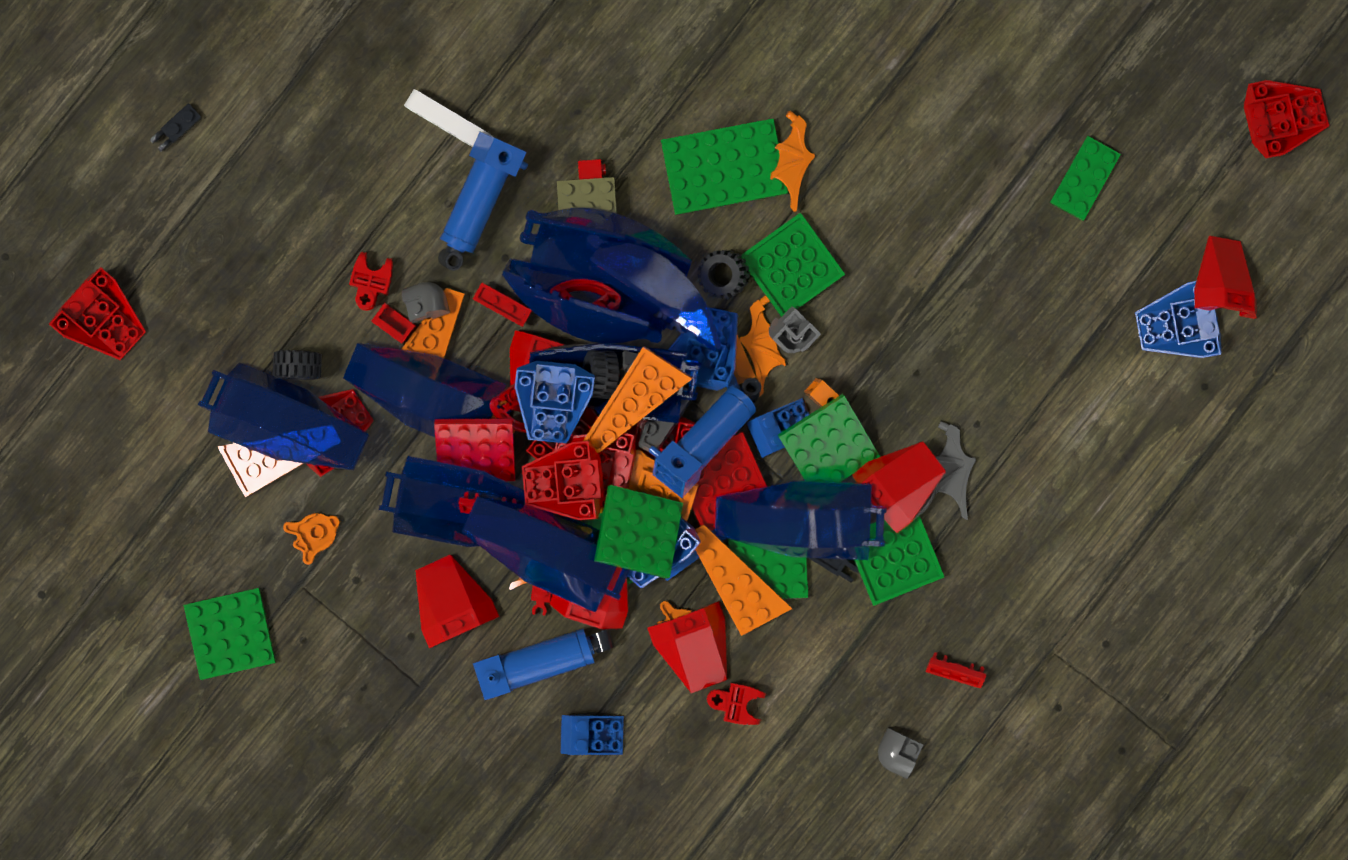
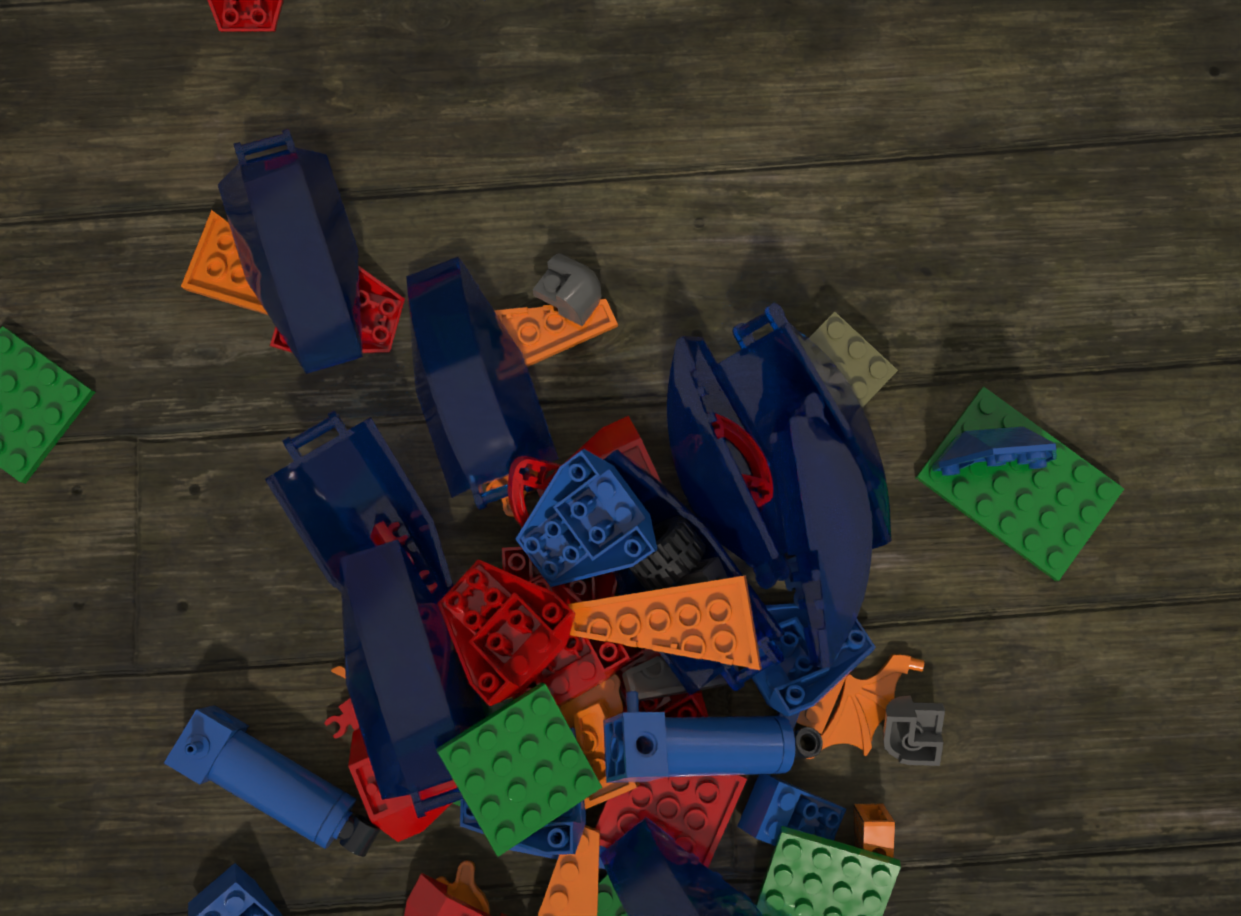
camera: 50 degrees right, 5 degrees down
(297, 365) = (373, 211): black tyre -> none
(313, 534) = (205, 398): orange tile -> none
(368, 288) = (535, 209): red piece -> none
(393, 323) = (515, 277): red panel -> none
(443, 117) = (789, 143): white beam -> none
(450, 601) = (258, 617): red wedge -> none
(477, 445) = (457, 487): red plate -> none
(478, 196) = (790, 224): blue piece -> none
(502, 304) = (643, 375): red plate -> none
(591, 169) = (882, 338): red brick -> none
(692, 167) = (996, 449): none -> blue wedge
(708, 278) = (899, 566): black tyre -> none
(792, 265) = (984, 659): green plate -> none
(793, 158) = (1102, 552): orange animal -> none

